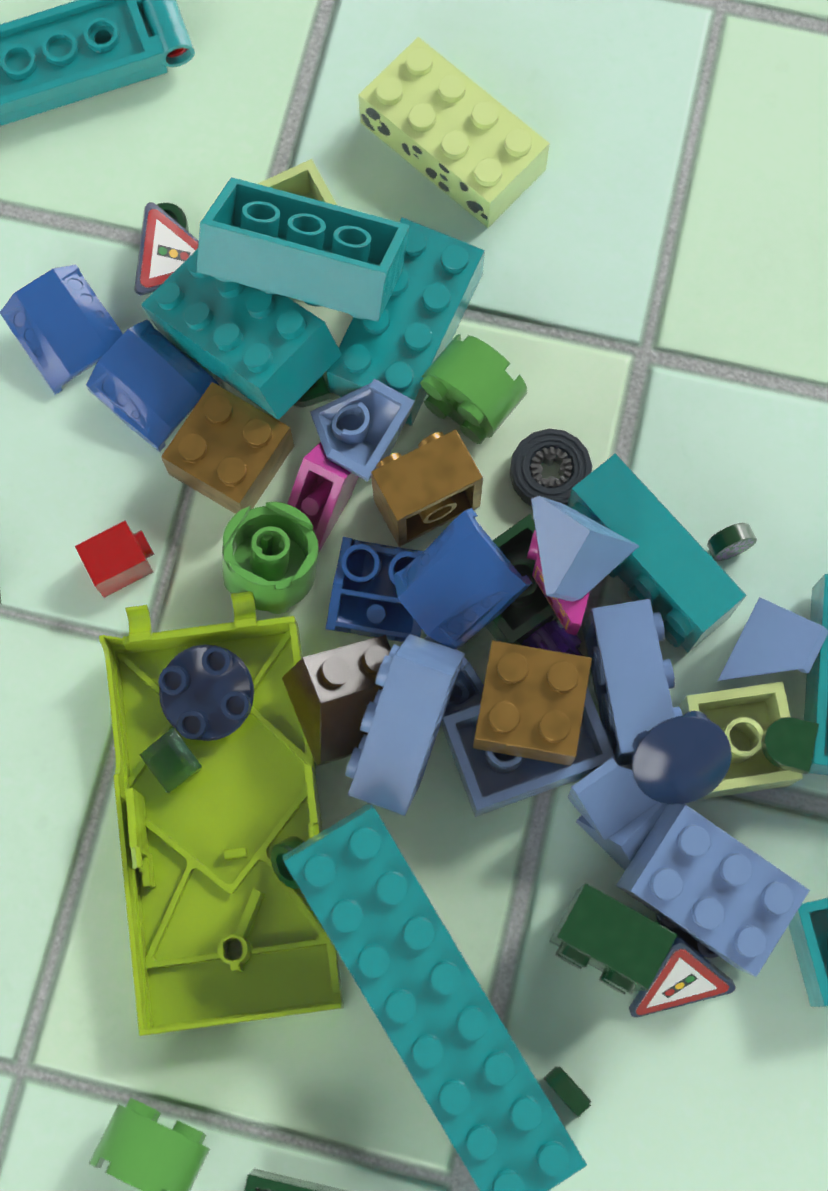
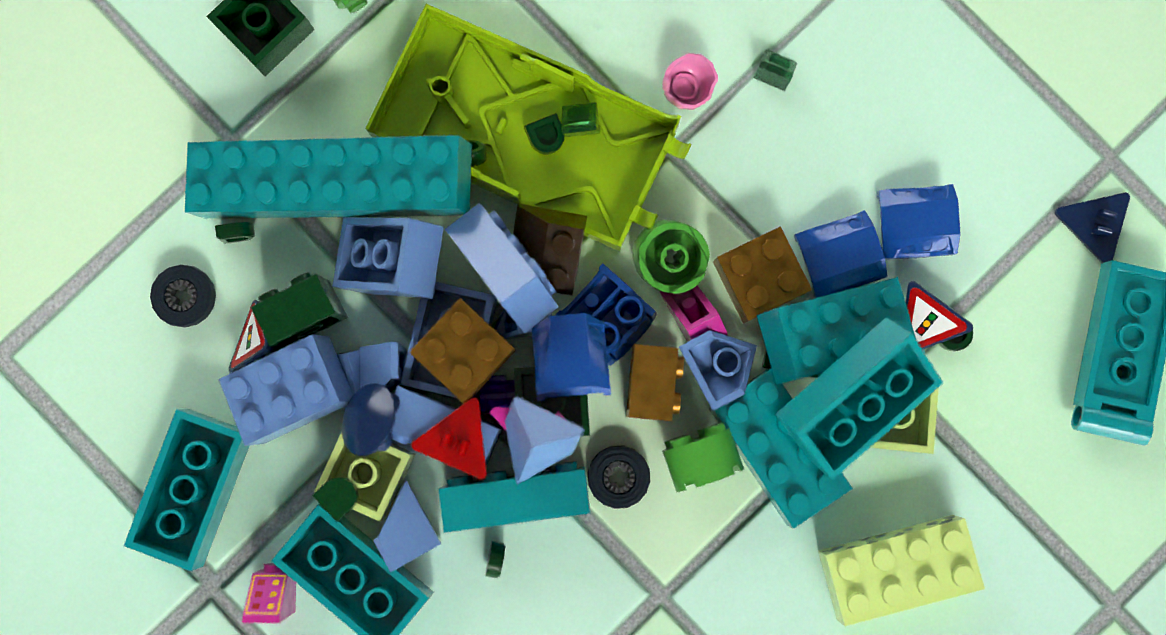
camera: 120 degrees right, 10 degrees up
(49, 664) = (689, 81): none -> bright pink hair
(116, 558) = (734, 162): red brick -> none
(206, 692) = (608, 165): dark blue dish -> none
(213, 791) = (545, 134): none -> dark green tile
(480, 869) = (388, 256): none -> medium blue brick
(637, 644) = (457, 440): none -> red piece
(708, 1122) = (177, 279): none -> black bush

